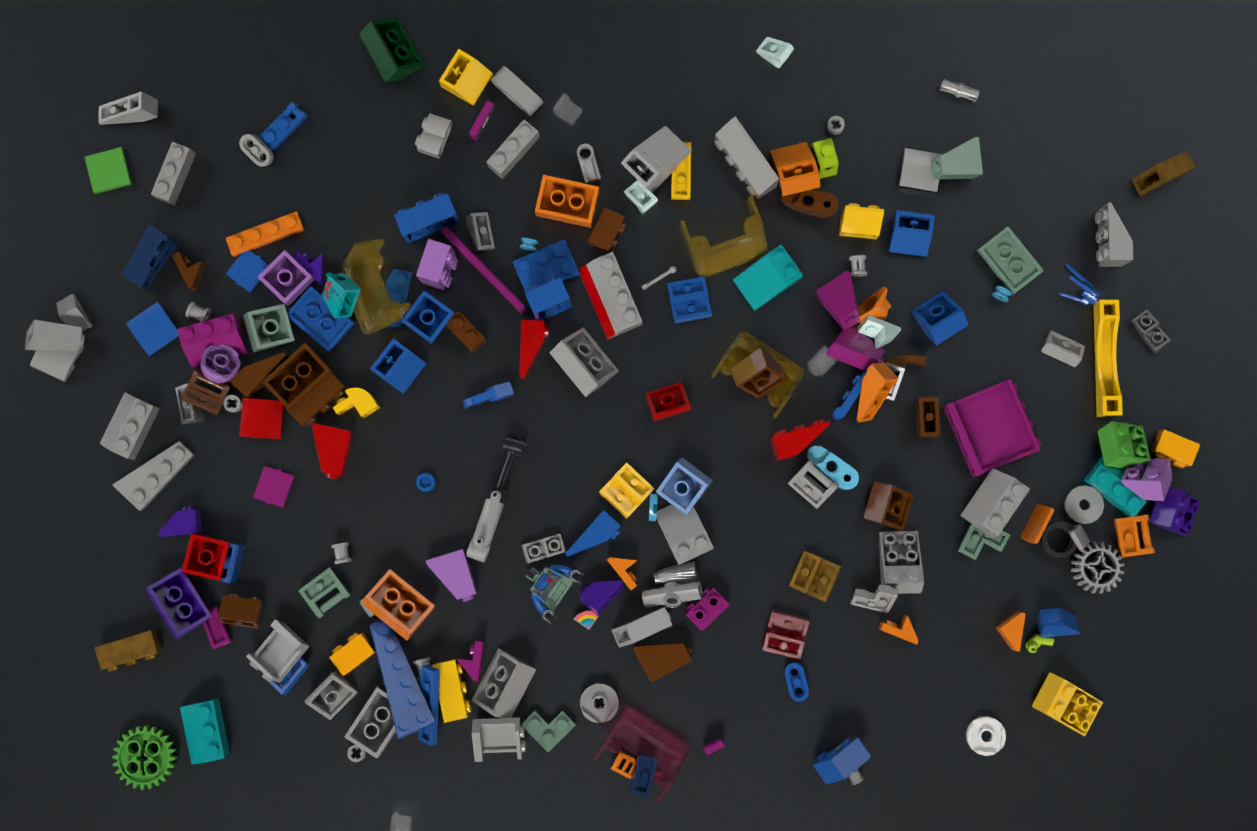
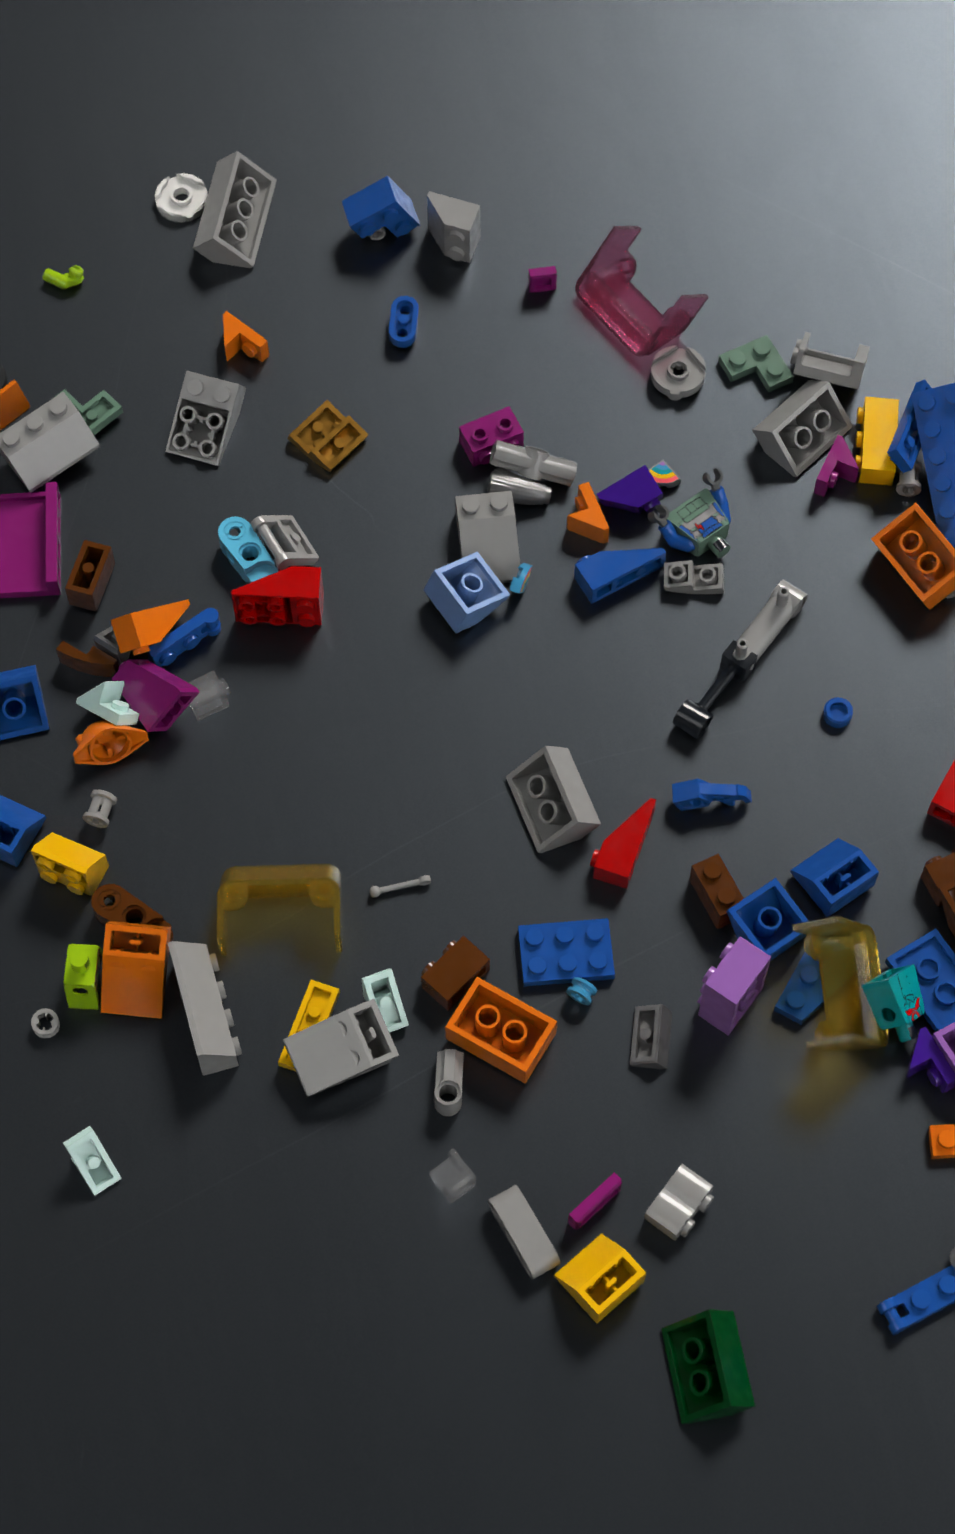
camera: 165 degrees left, 20 degrees down
(361, 399) = (906, 849): yellow brick -> none
(426, 217) = (728, 1070): blue brick -> none
(455, 574) = (831, 580): medium lavender slope -> none
(511, 298) = (664, 975): magenta tile -> none
(513, 149) = (559, 1139): light grey brick -> none
(548, 298) = (578, 884): blue brick -> none
(610, 295) = (482, 878): light grey slope -> none
(615, 766) = (657, 297): orange slope -> none
(626, 490) = (550, 616): yellow slope -> none
(642, 627) = (589, 437): light grey slope -> none
(643, 775) = (647, 269): dark blue plate -> none
(662, 658) = (573, 397): reddish brown slope -> none
(668, 401) = (449, 706): red slope -> none
(689, 300) = (366, 840): blue slope -> none
(744, 346) = (286, 710): clear yellow windscreen -> none
(758, 373) = (306, 700): reddish brown slope -> none
(768, 277) = (237, 832): teal slope -> none
(785, 634) = (395, 381): dark red slope -> none
(785, 765) = (454, 225): none -> light grey slope
(840, 300) = (145, 760): magenta slope -> none
(880, 600) = (248, 377): light grey plate -> none
(888, 505) = (193, 488): reddish brown slope -> none
(943, 732) = (235, 212): none -> light grey slope
(1012, 630) = (91, 299): orange slope -> none
(1057, 623) = (31, 286): blue slope -> none
(1067, 704) = (63, 199): yellow slope -> none

